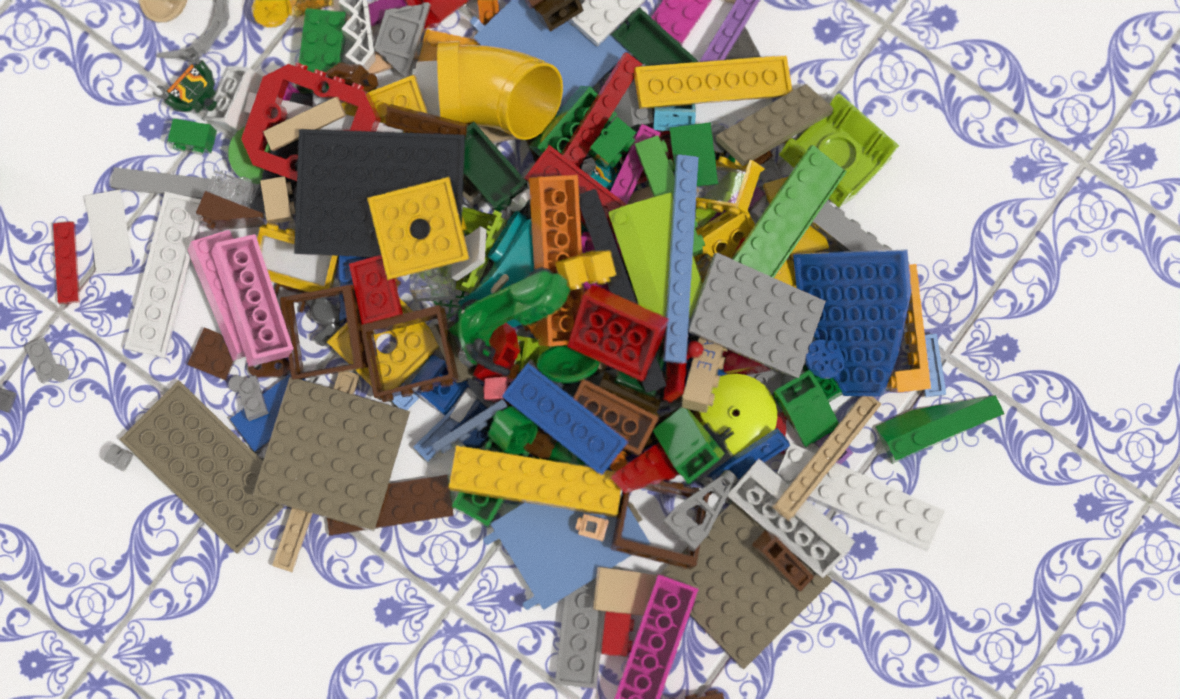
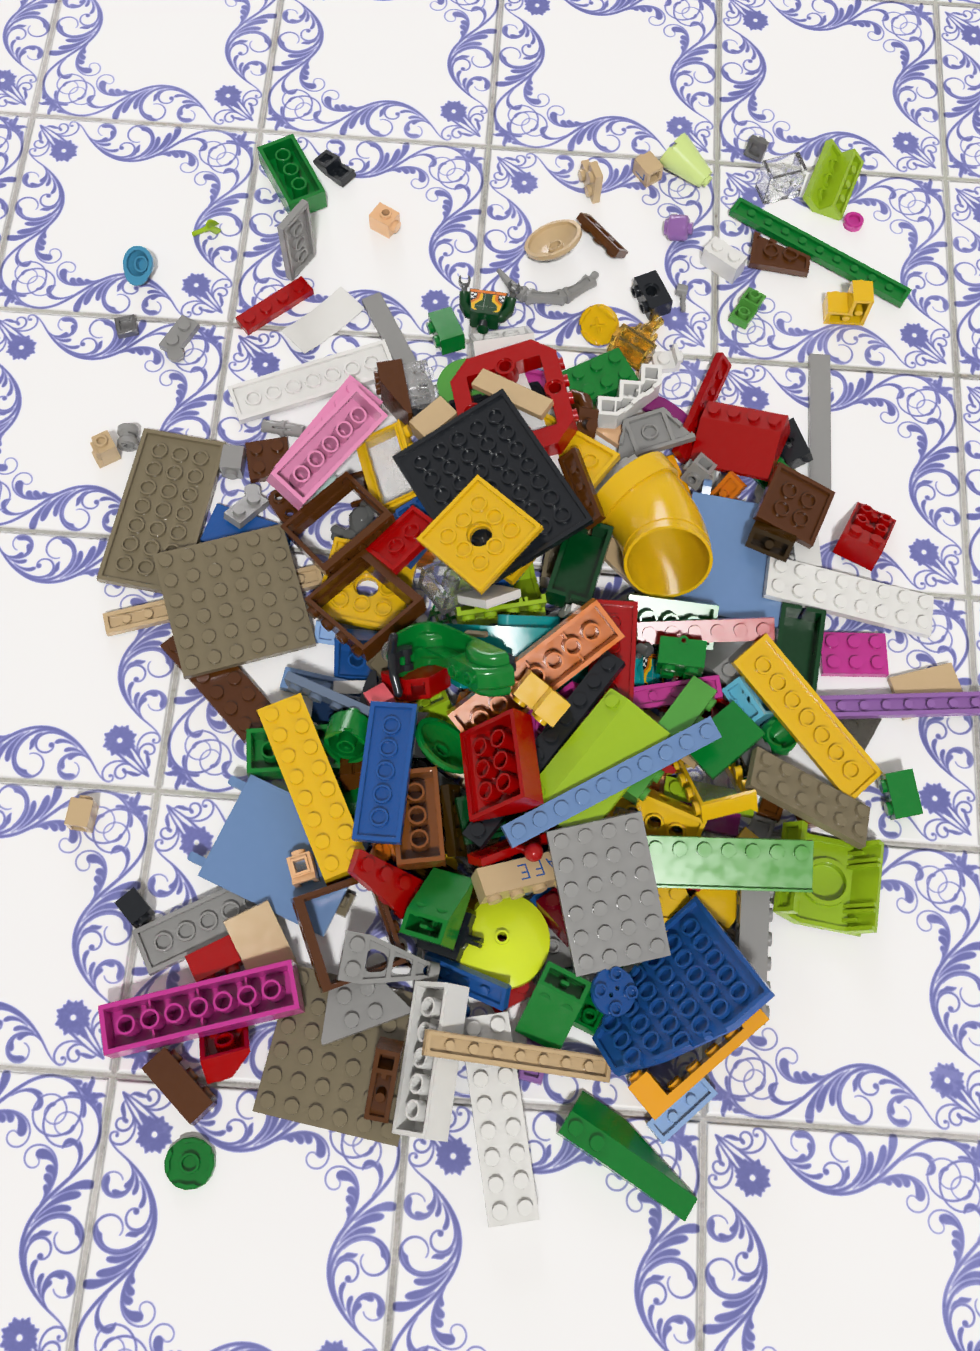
camera: 55 degrees right, 10 degrees down
(29, 206) = (296, 240): none -> light grey tile
(45, 119) = (384, 220): none -> light nougat brick
(118, 483) = (104, 449): none -> tan window
(194, 325) = (270, 427): none -> light grey pin
(200, 384) = (233, 462): none -> light grey brick
(435, 672) = (81, 814): none -> tan brick
(456, 20) = (697, 471): none -> light grey brick
(539, 671) = (135, 908): none -> black brick
(691, 664) = (223, 1053): none -> red slope
(711, 112) = (777, 737): none -> green hair
(721, 548) = (360, 1008): none -> light grey wing
(811, 54) = (900, 794): none -> green brick

